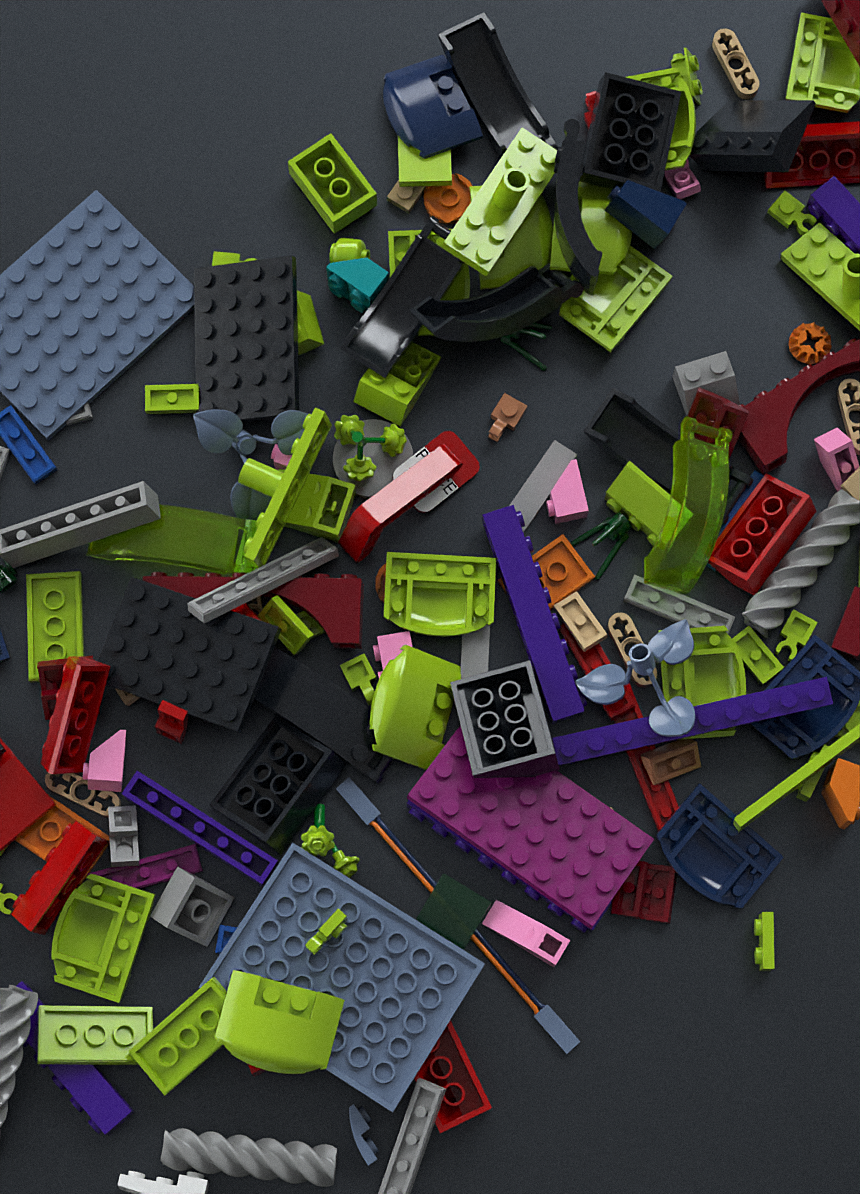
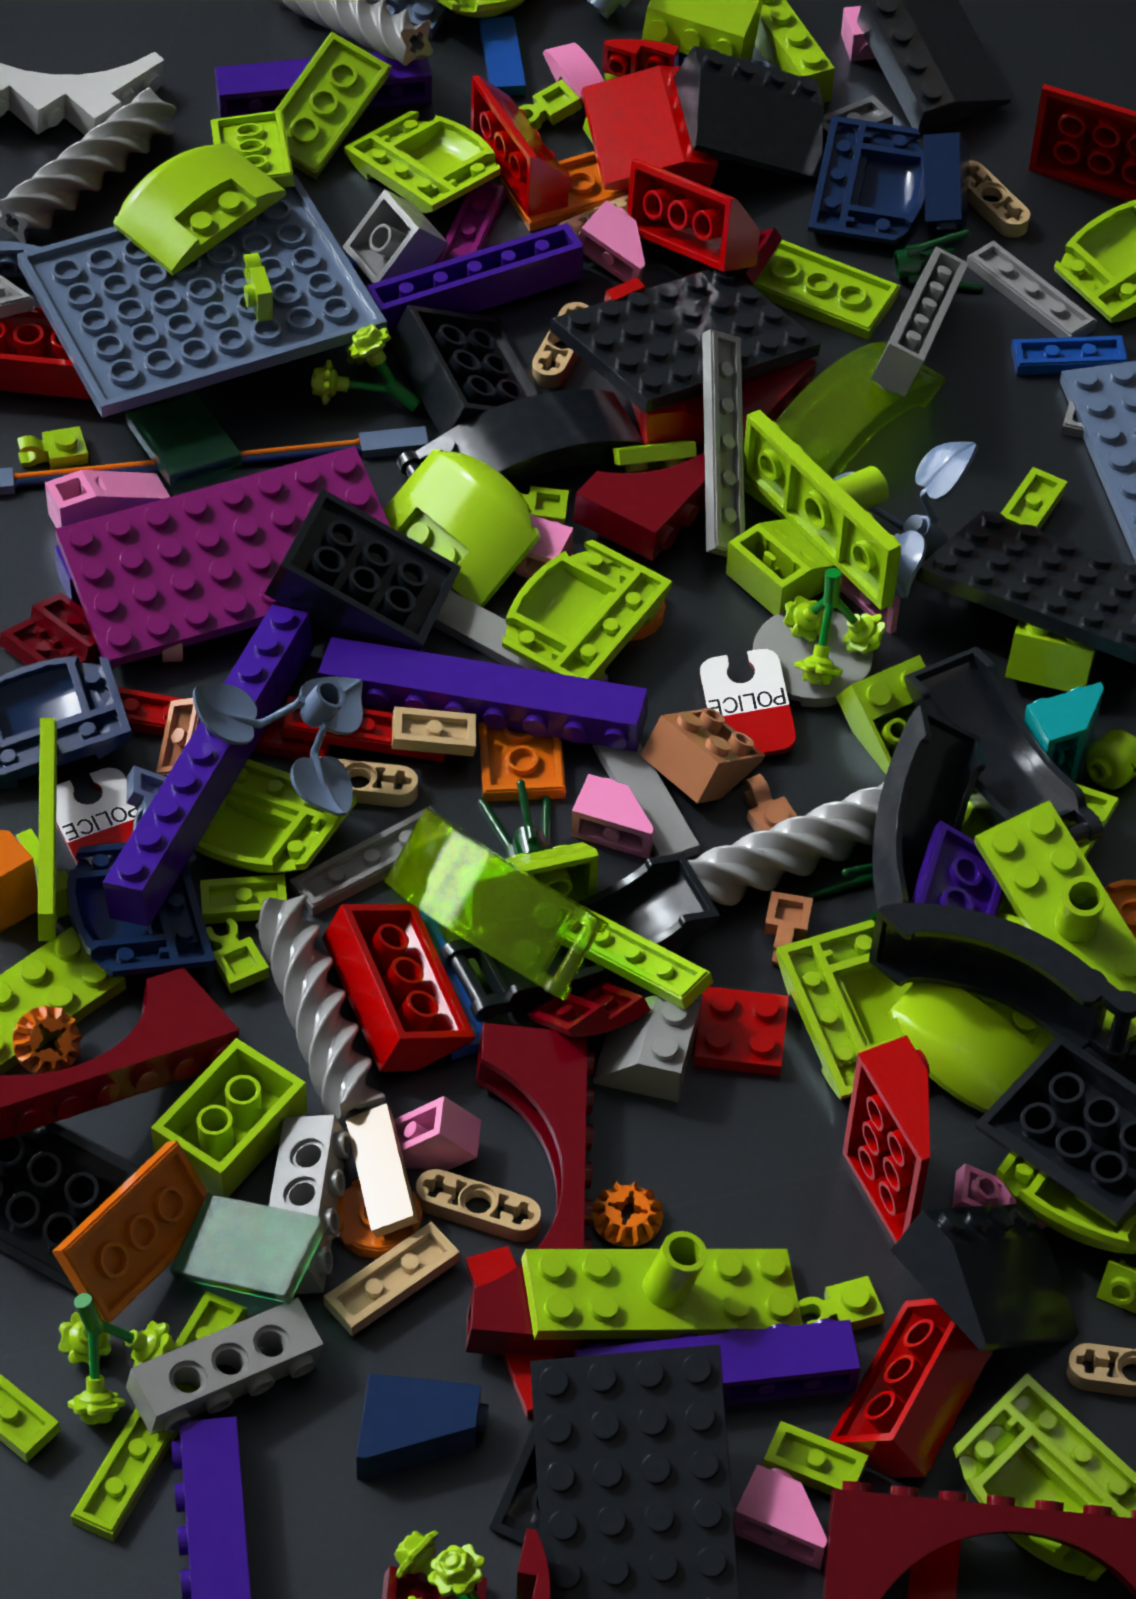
camera: 120 degrees right, 25 degrees down
(123, 836) = (512, 221): light grey slope -> none
(188, 746) = (563, 358): none -> tan beam
(395, 499) = (722, 578): beam -> none
(492, 471) = (701, 753): none -> nougat slope
(498, 998) = (58, 447): none -> lime plate
(515, 277) = (956, 874): none -> dark purple tile
(520, 380) = (788, 847): none -> light grey piece
(575, 366) = (787, 919): none -> nougat plate
(644, 211) = (963, 1089): dark blue slope -> none
(658, 351) = (741, 1031): none -> red plate
(668, 415) = (645, 963): none -> lime tile
(707, 212) = (890, 1131): none -> red slope
(724, 754) = (141, 790): none -> sand blue plate
(754, 765) = (98, 823): none -> white piece

